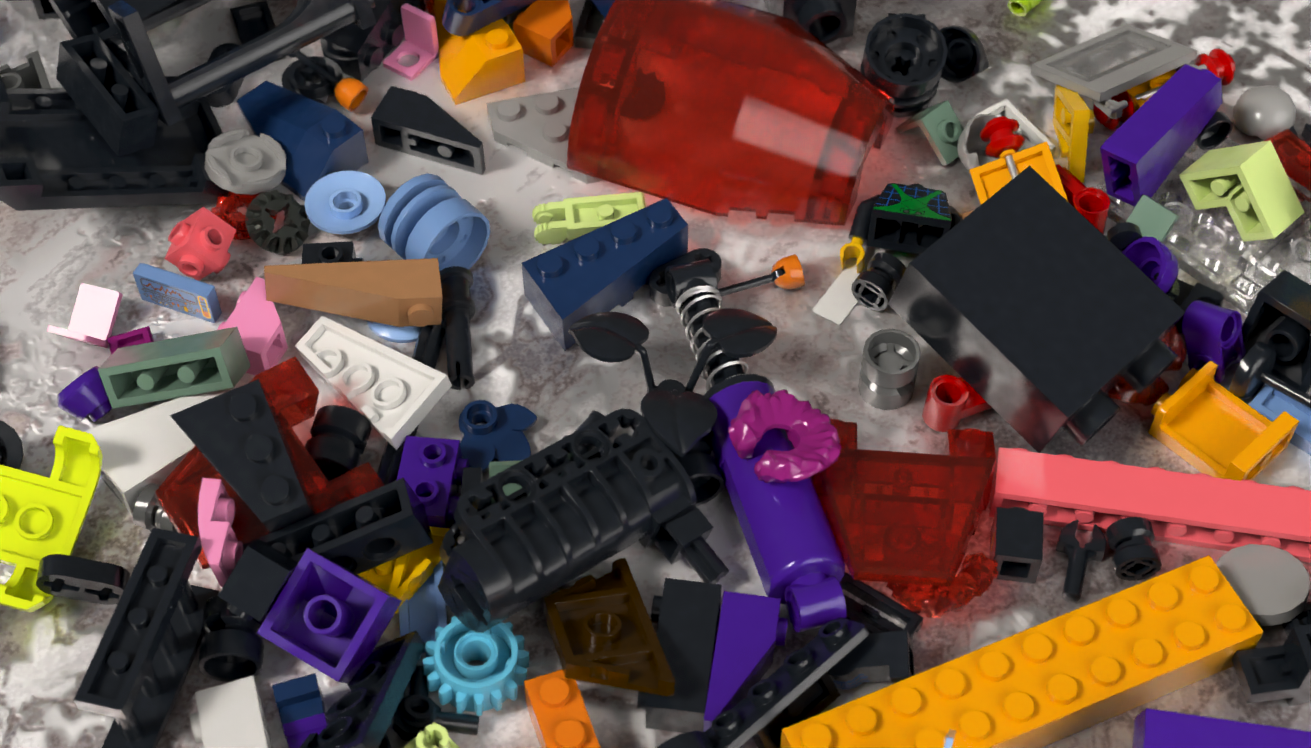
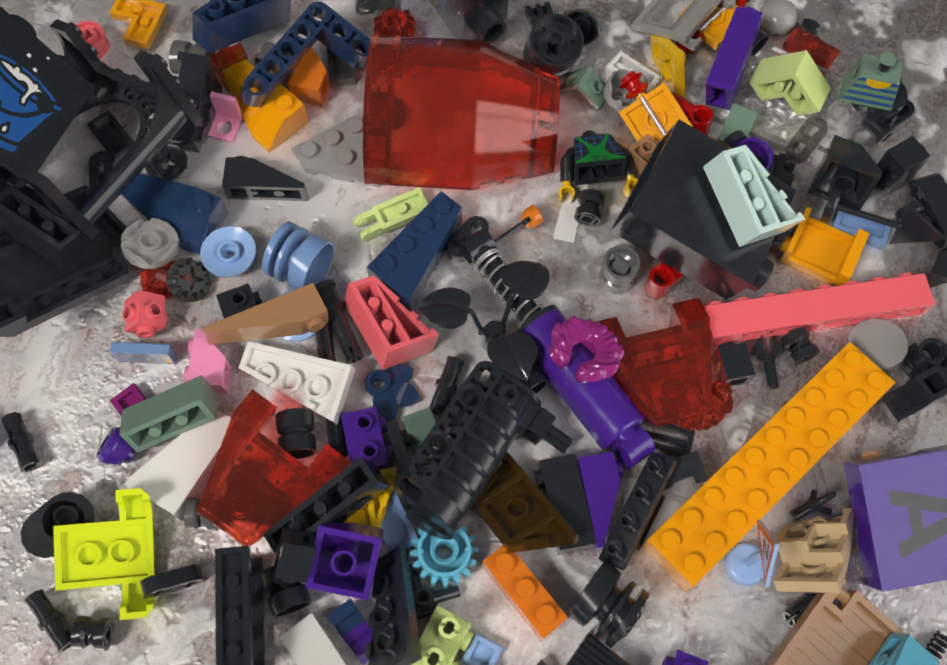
camera: 20 degrees left, 15 degrees up
(92, 316) = (93, 390): bracket -> none
(217, 537) = (257, 537): bright pink slope -> none
(251, 453) = (254, 471): black wedge -> none
(348, 91) = (195, 166): orange hinge -> none
(521, 348) = (386, 325): none -> coral wedge
(1095, 291) = (748, 197): none -> light aqua wedge
(1213, 335) = (807, 189): dark purple piece -> none
(1237, 265) = (801, 136): none -> clear smoke beam

